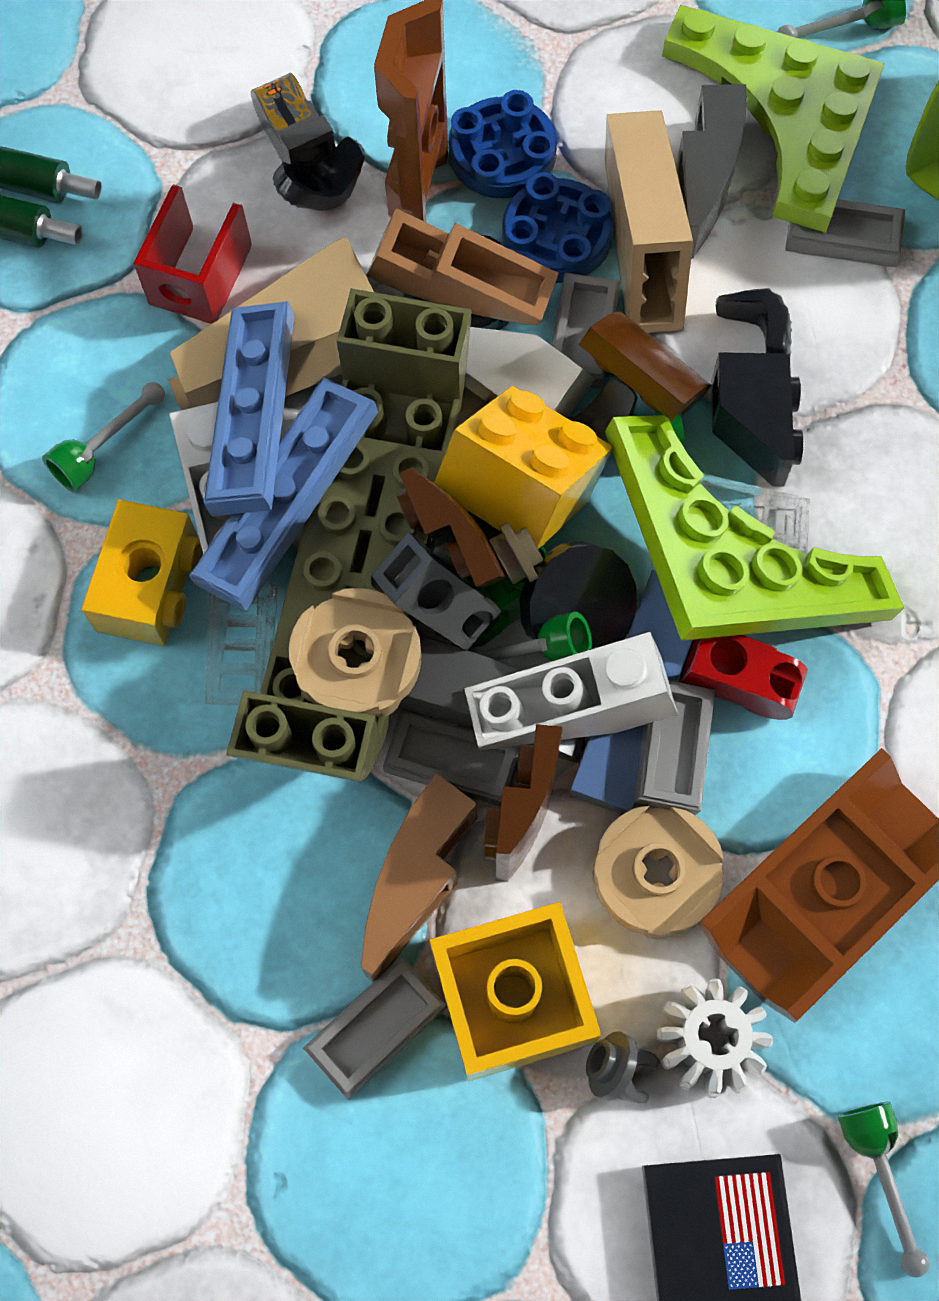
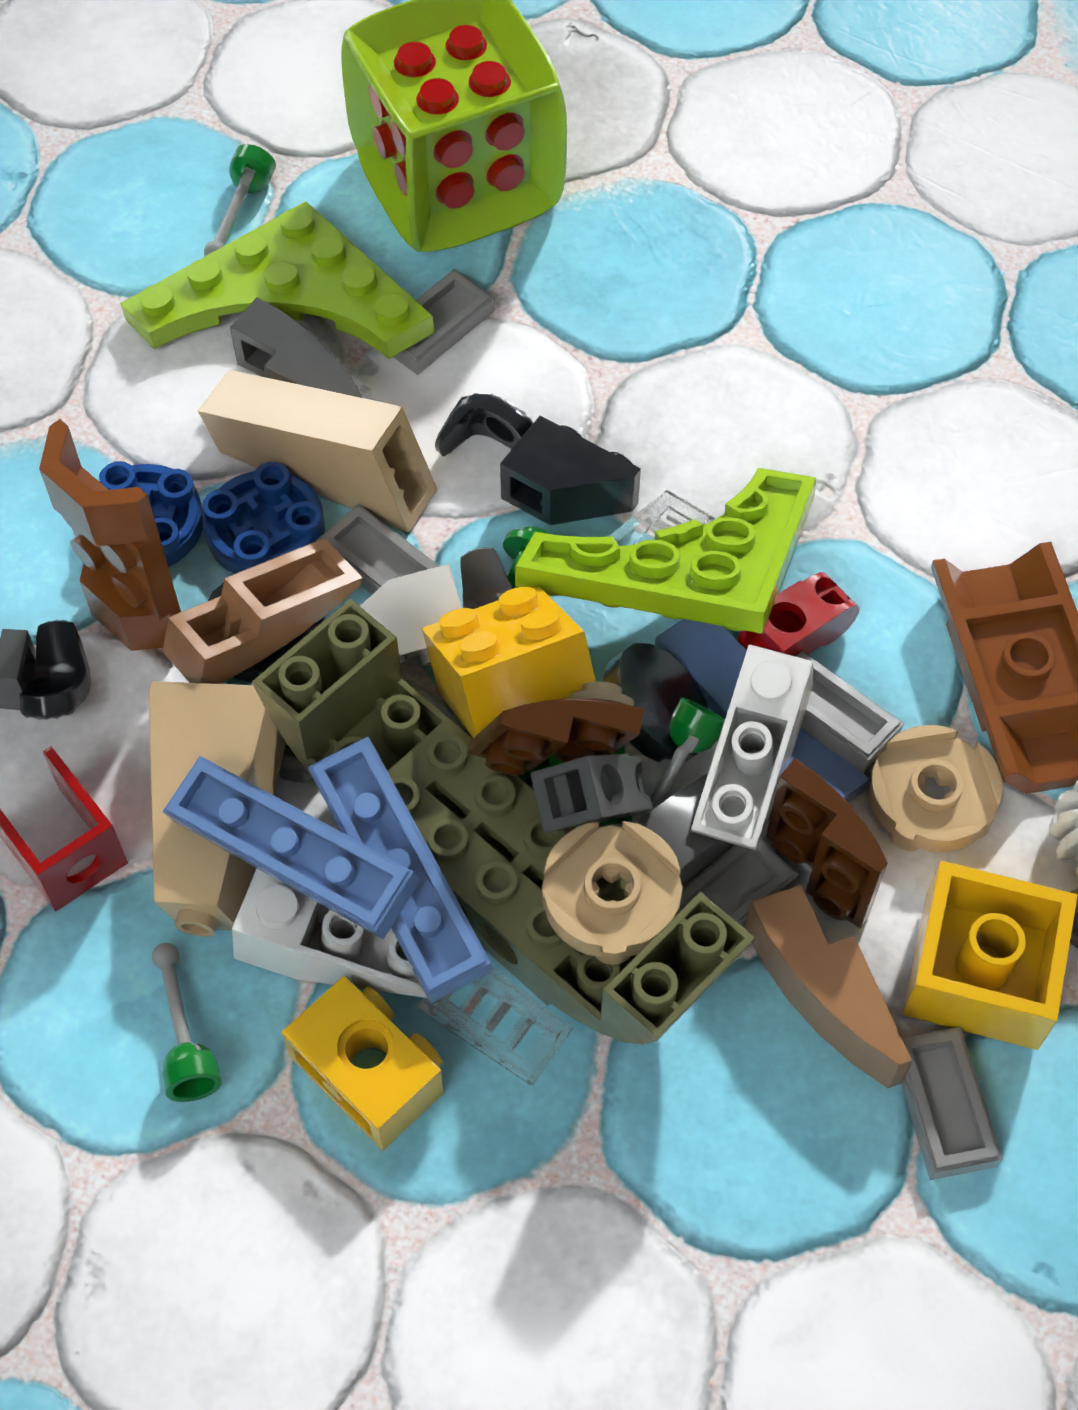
camera: 60 degrees left, 10 degrees down
(644, 365) = (484, 520): reddish brown slope -> none

